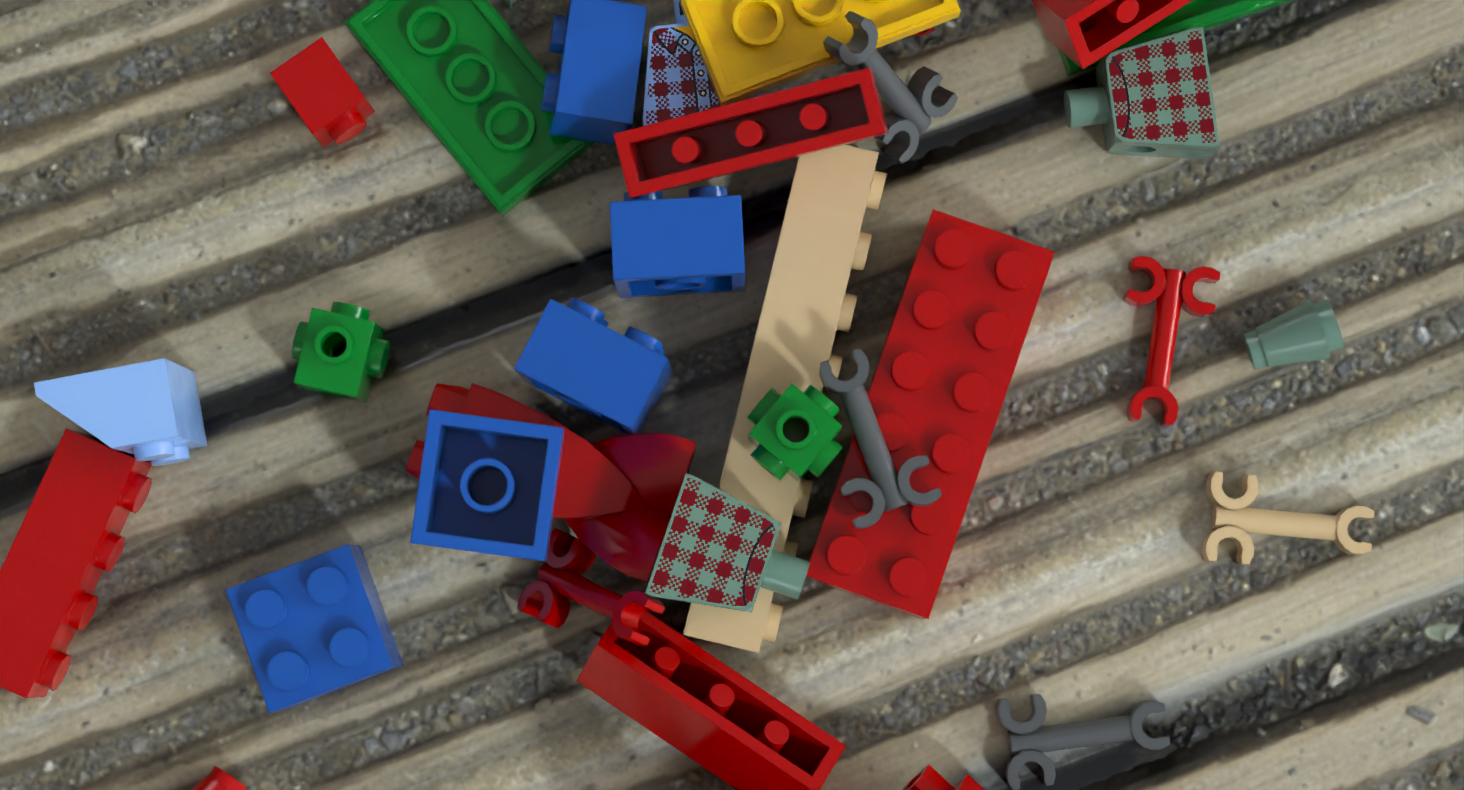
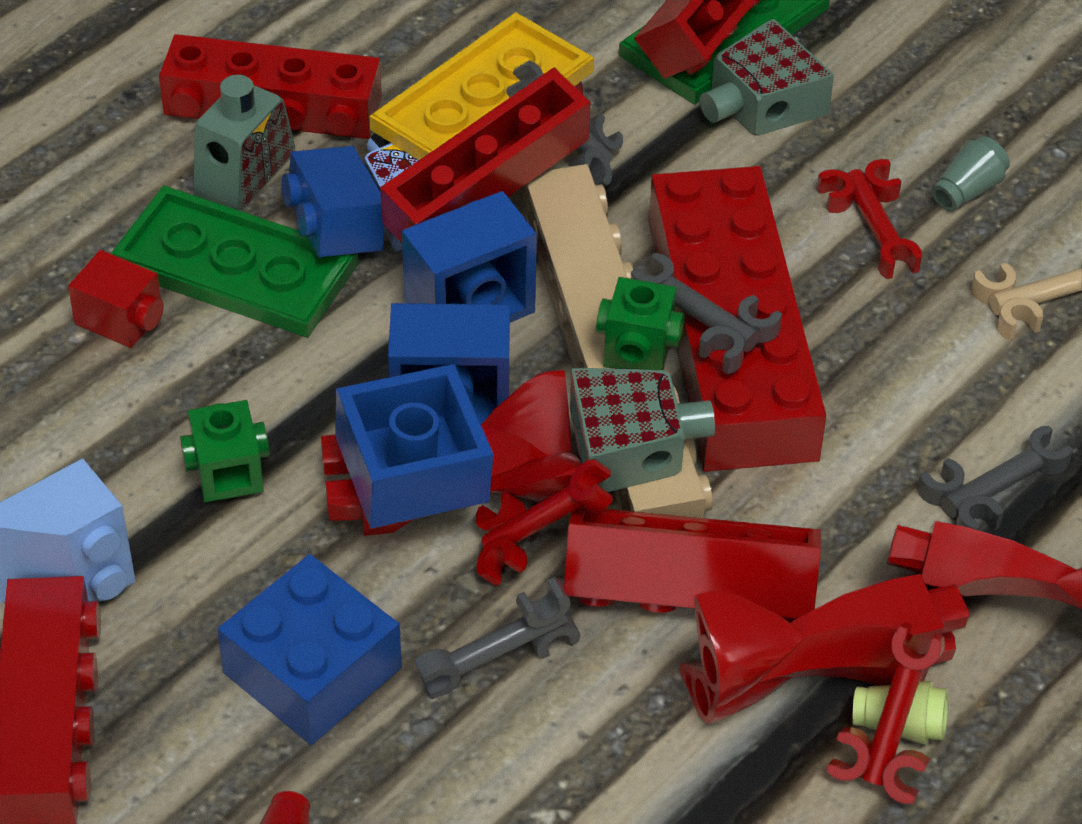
camera: 30 degrees left, 35 degrees down
(512, 706) = (541, 624): none -> dark grey bar

